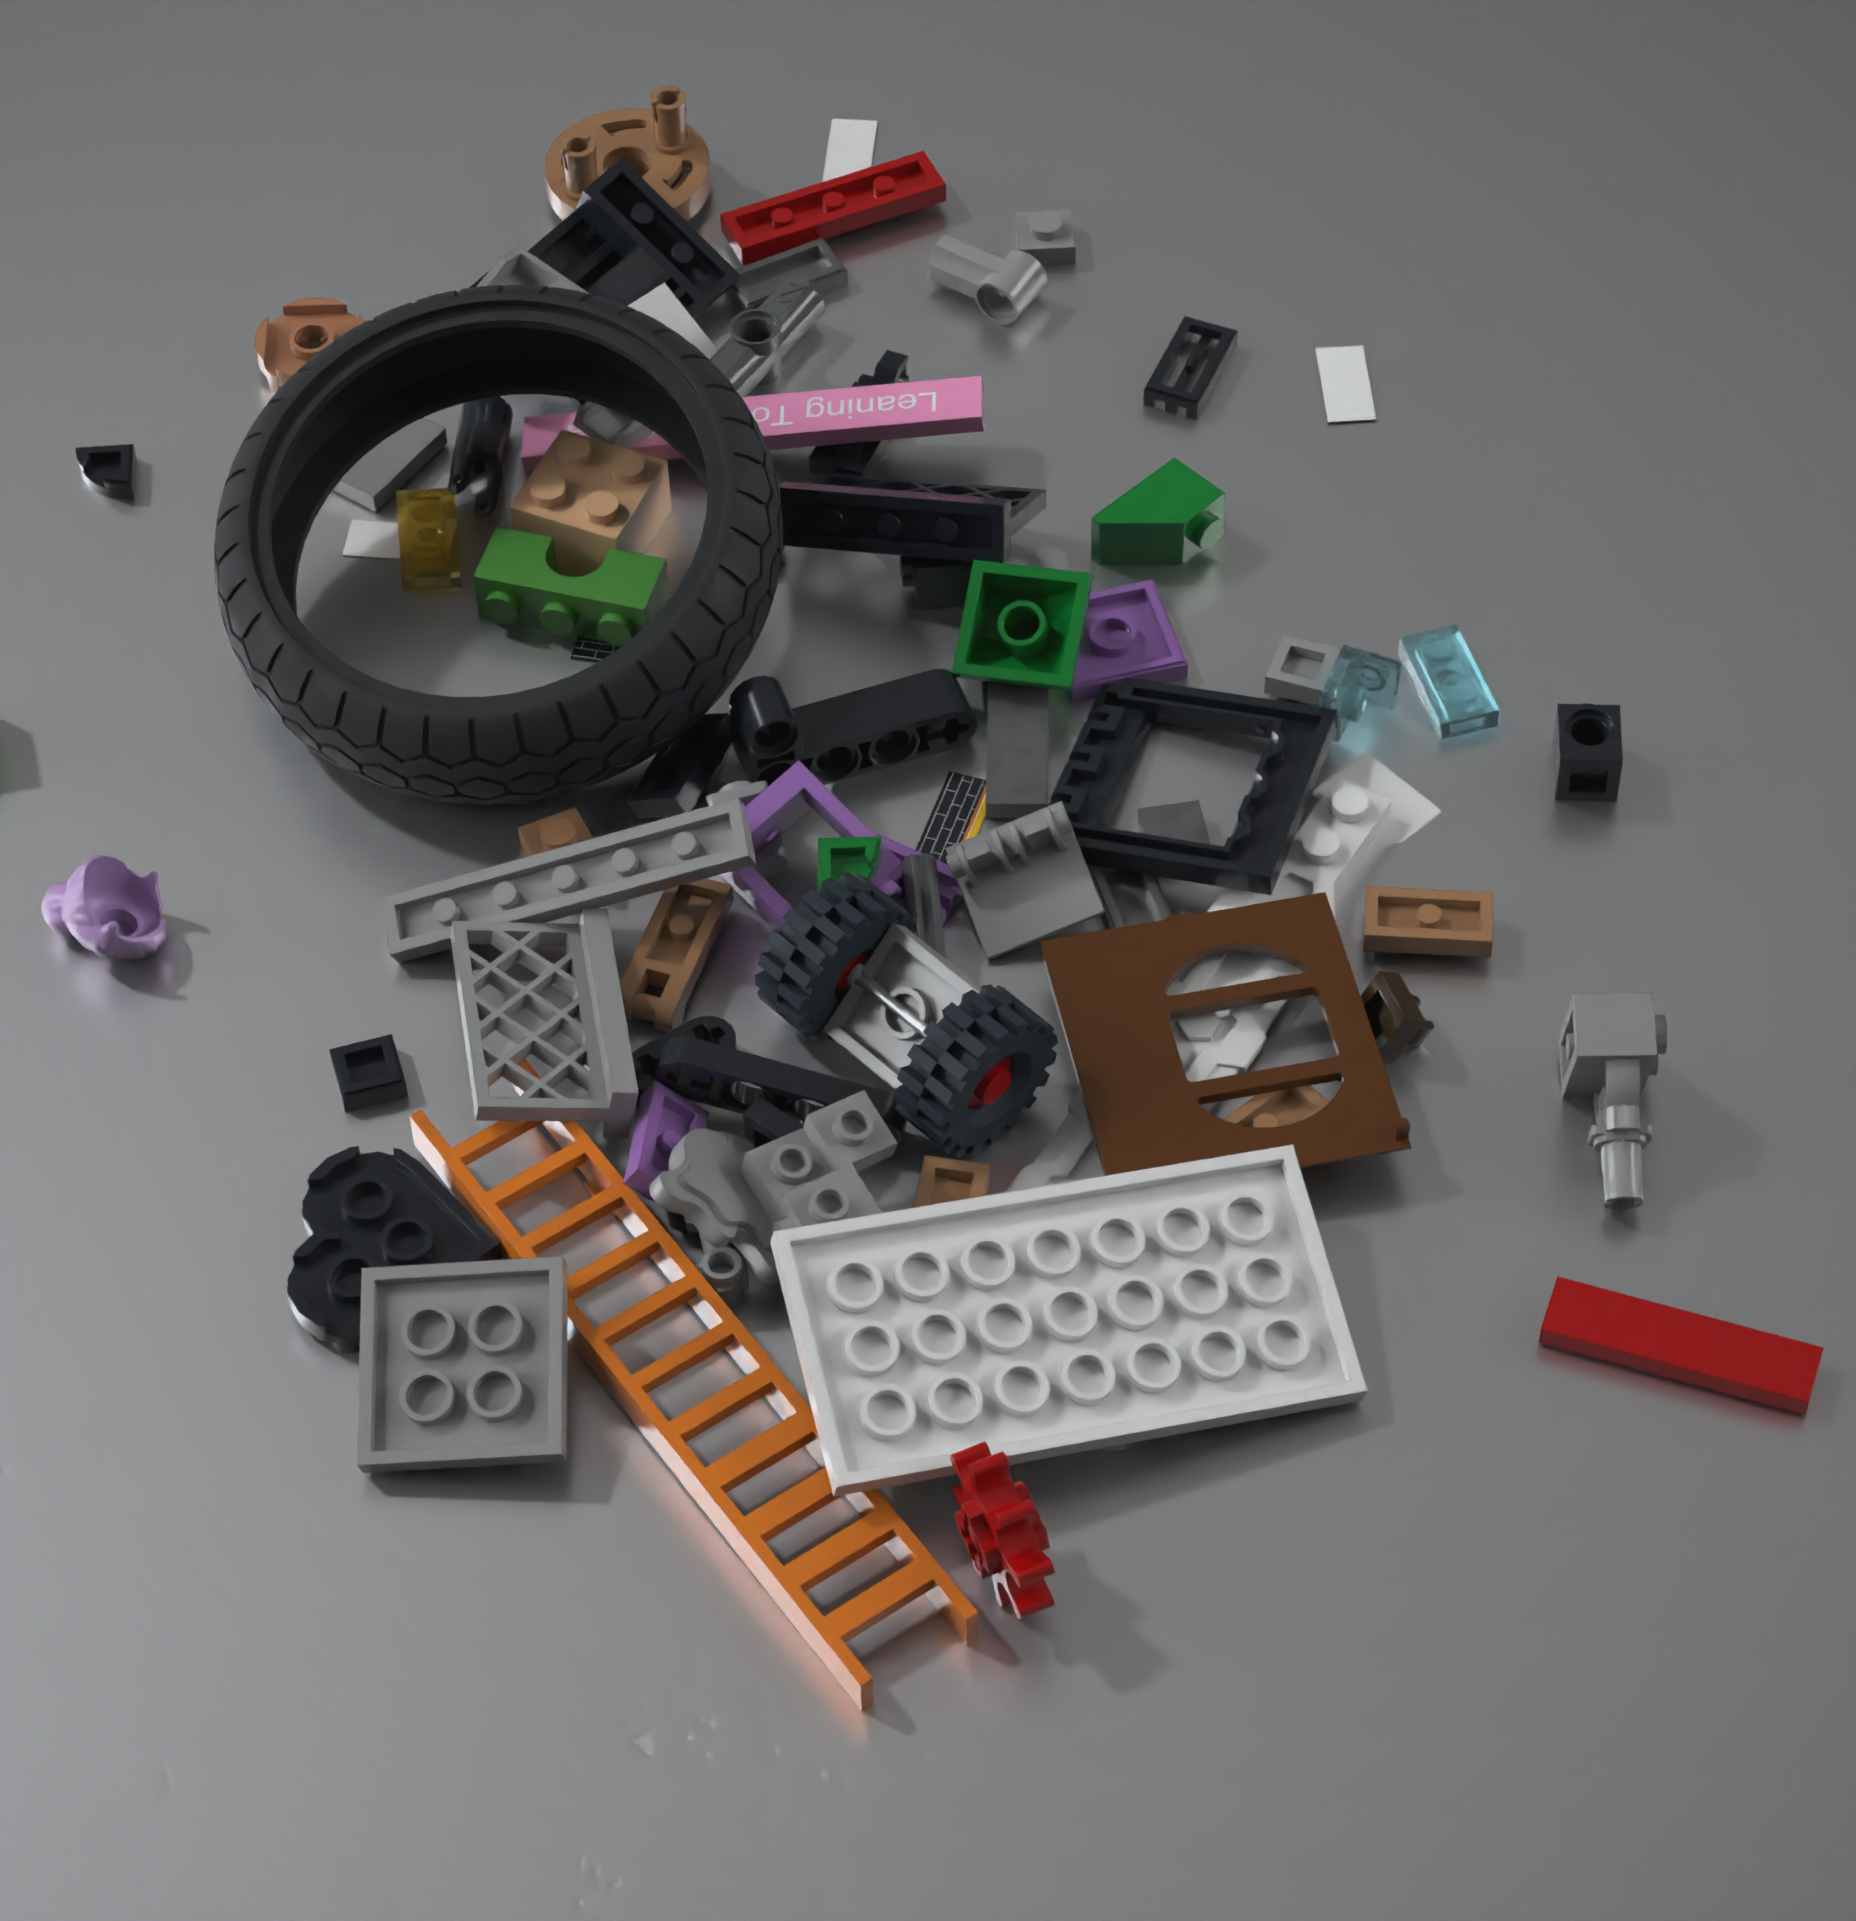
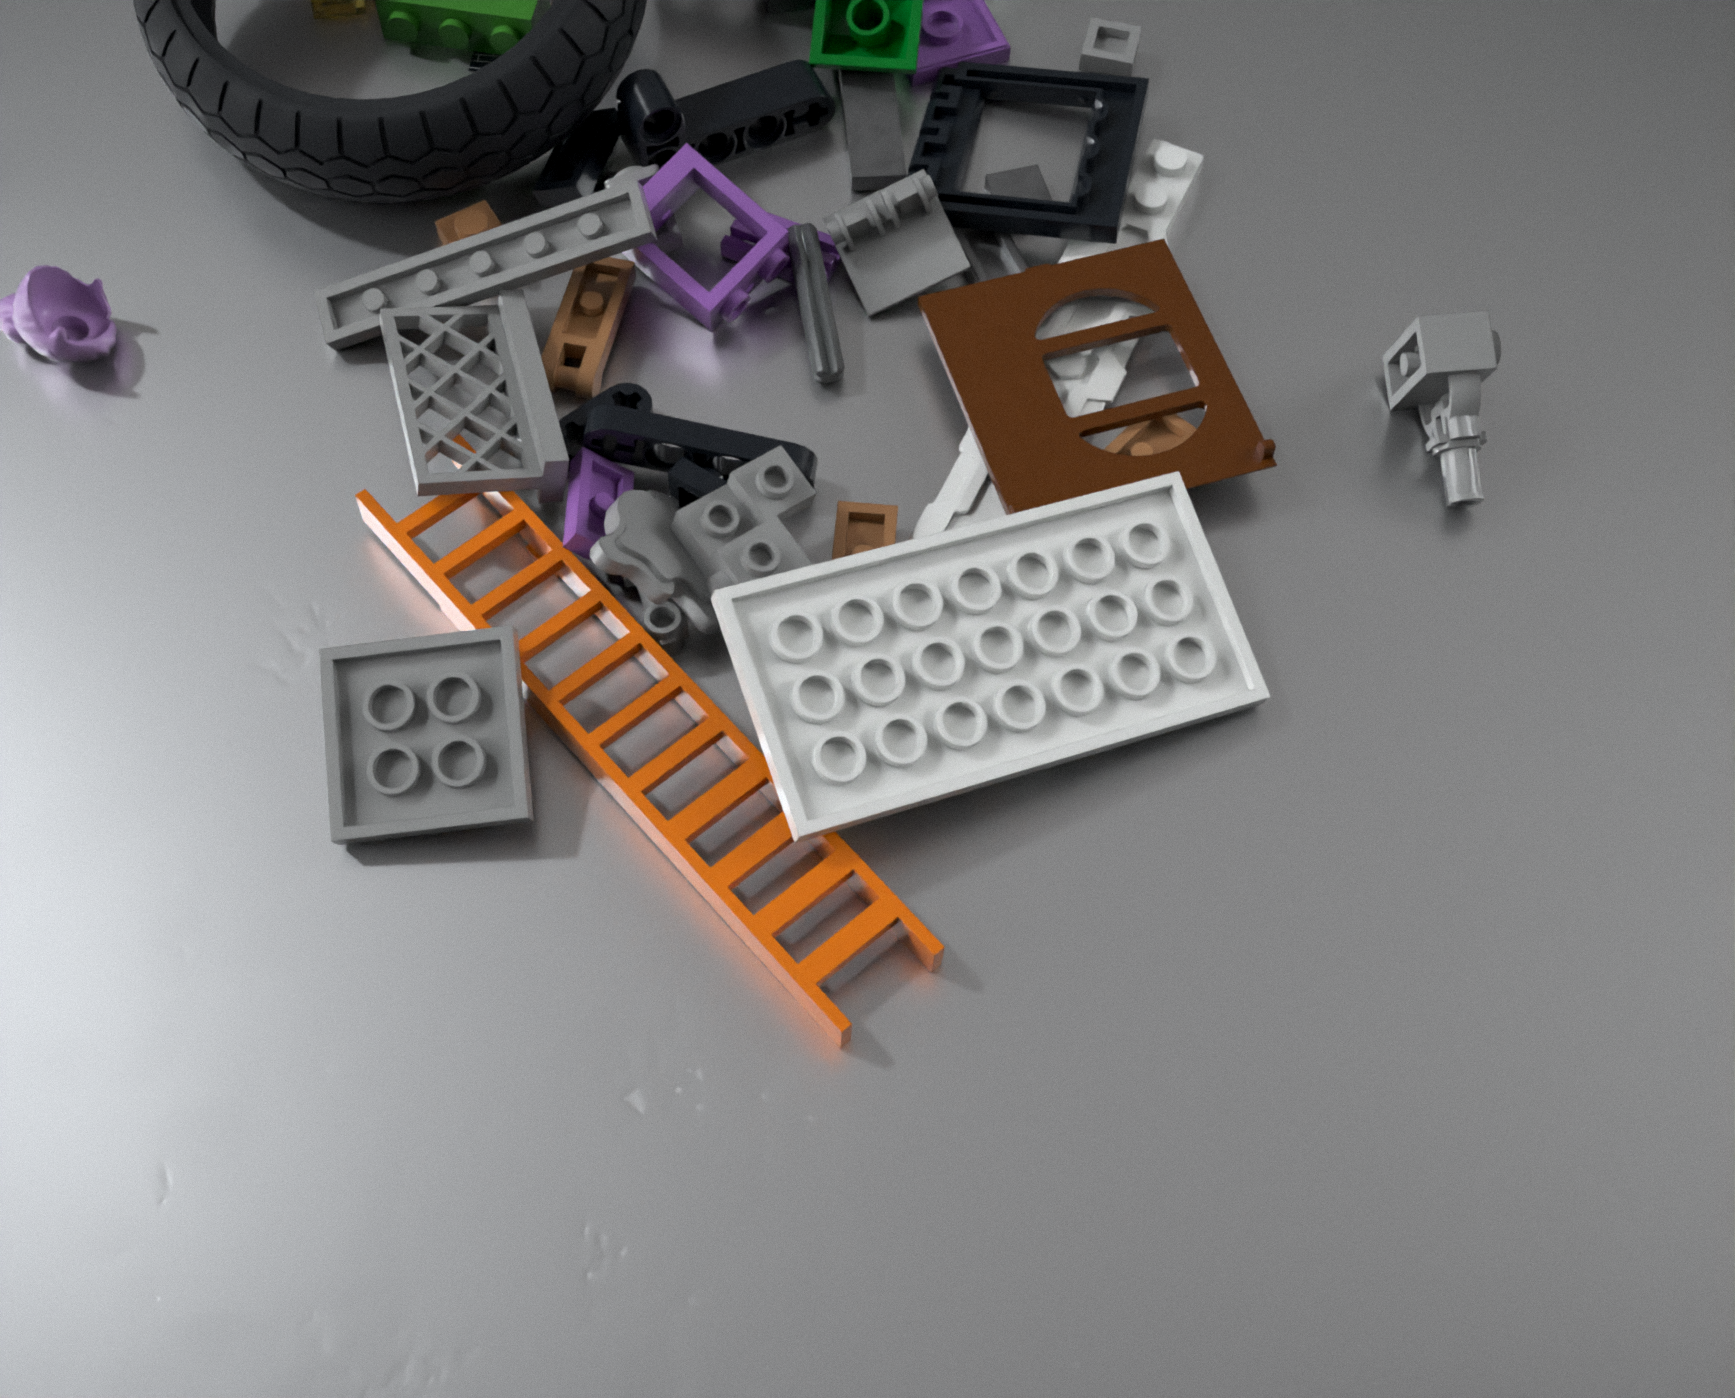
camera: 10 degrees left, 10 degrees up
(368, 1073) = (315, 455): black tile -> none
(371, 1215) = (329, 594): black plate -> none
(848, 855) = (739, 237): green tile -> none
(949, 1049) = (848, 397): black plate -> none
(955, 815) = (824, 189): black sticker -> none
(1002, 1530) = (961, 865): red gear -> none
(1359, 680) = (1165, 53): clear light blue bracket -> none
(1394, 1015) = (1240, 343): dark brown tile -> none
(1408, 807) = (1217, 163): white sticker -> none
(1428, 921) = (1253, 260): medium nougat plate -> none
(1448, 682) = (1234, 52): clear light blue plate -> none
(1587, 752) = (1365, 105): black brick -> none
(1681, 1345) = (1539, 632): red tile -> none

